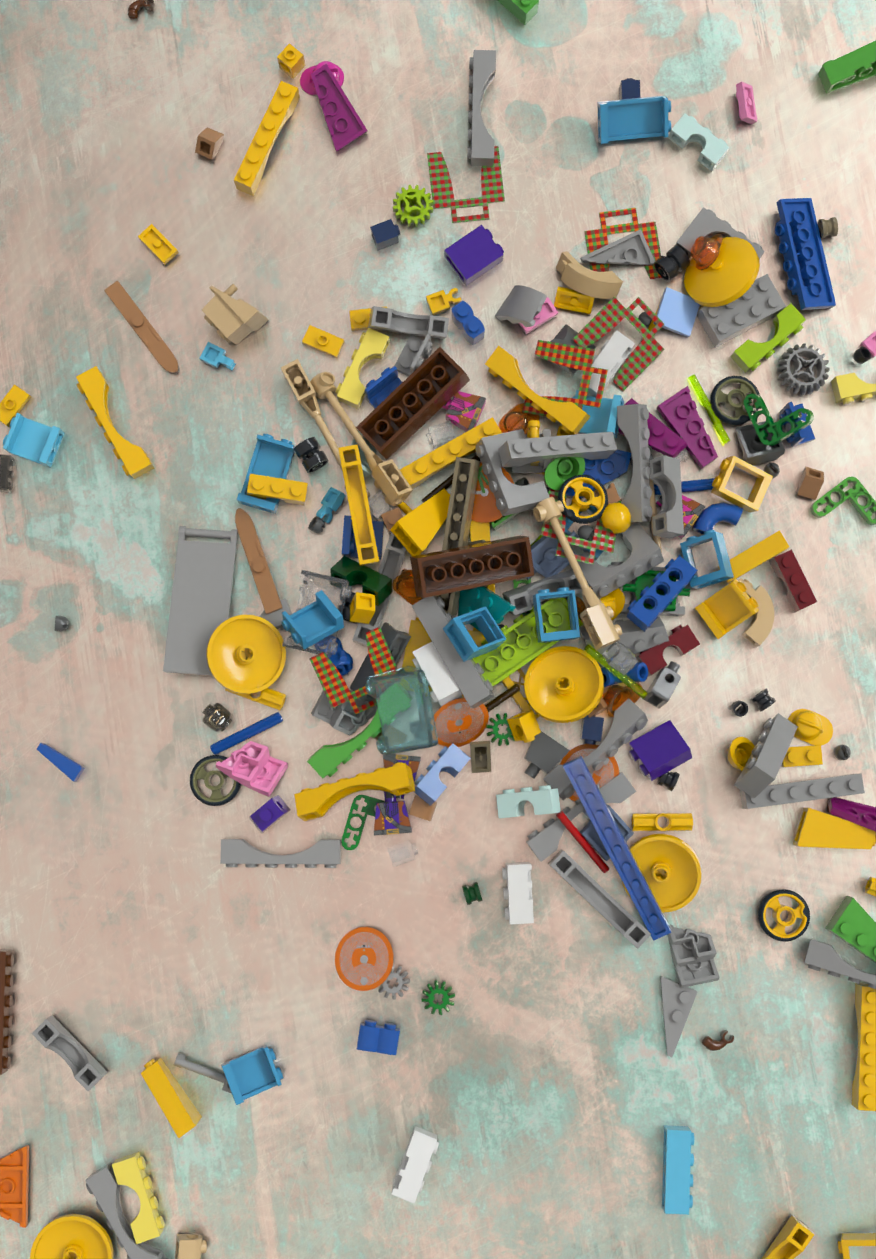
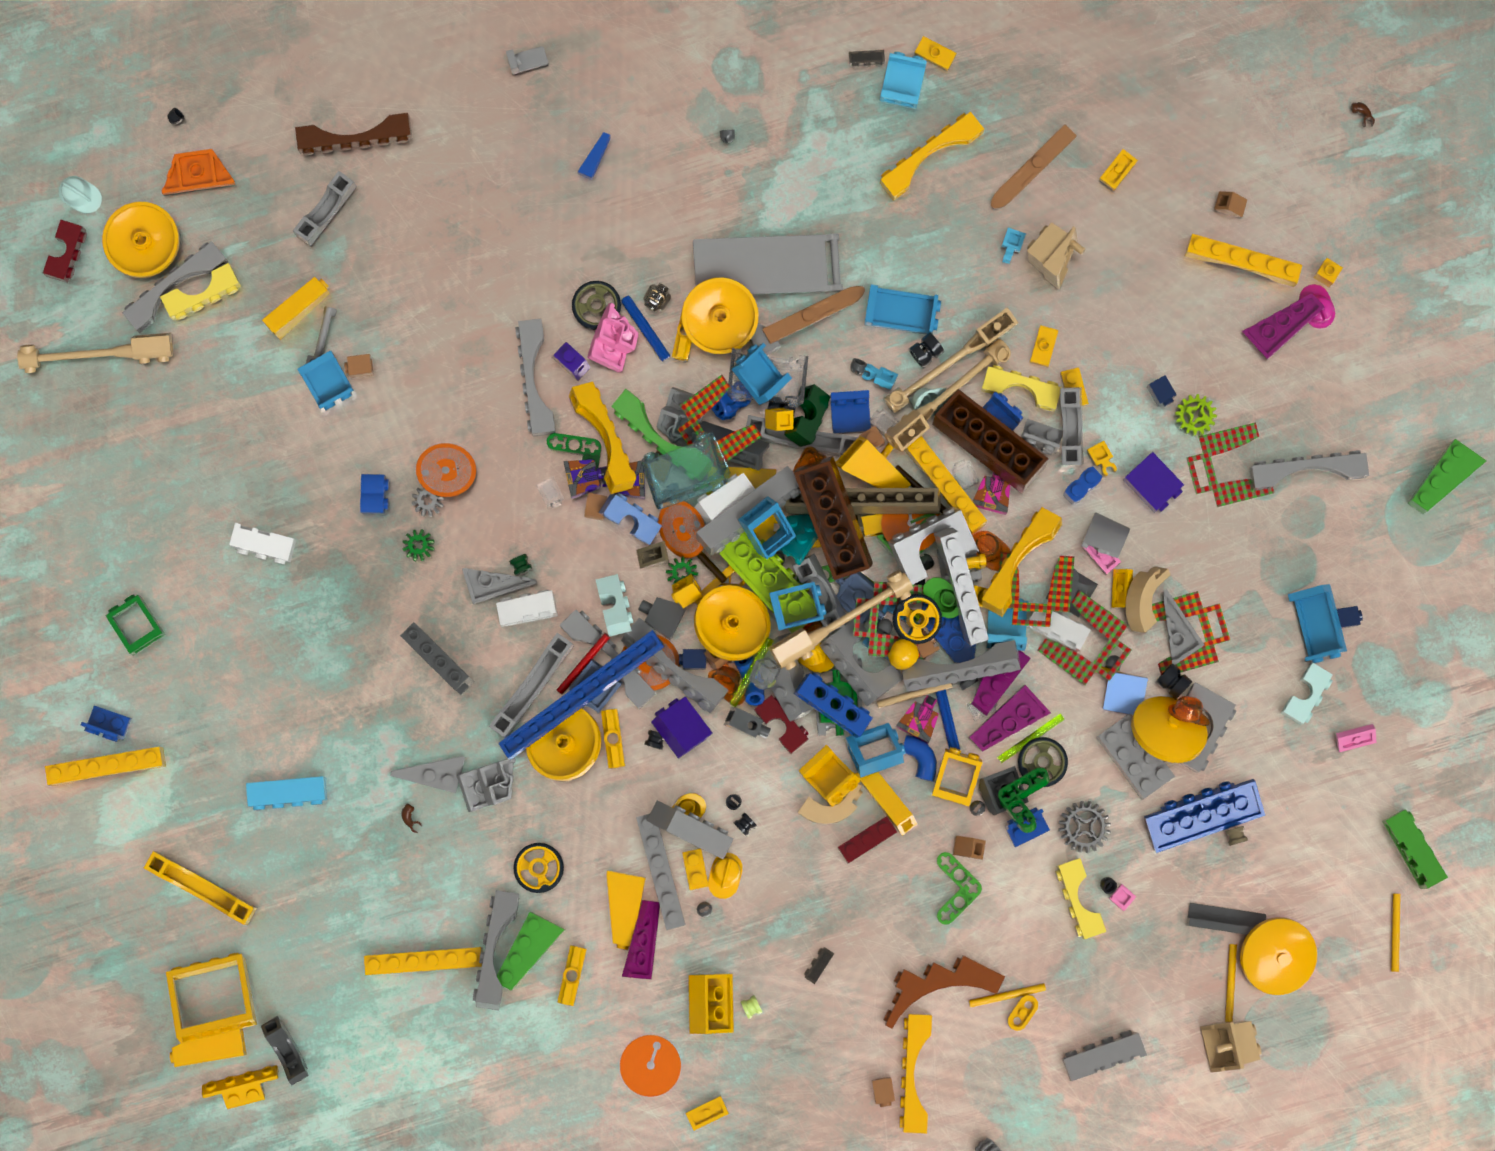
camera: 85 degrees right, 0 degrees up
(242, 1036) = (359, 366): none -> medium nougat brick
(271, 487) = (887, 322): yellow arch -> none
(358, 505) = (879, 402): yellow arch -> none
(488, 930) = (488, 585): none -> light grey wing
(562, 994) = (437, 658): none -> dark grey panel
(667, 475) = (952, 699): light grey arch -> none
(751, 353) = (1092, 772): lime arch -> none

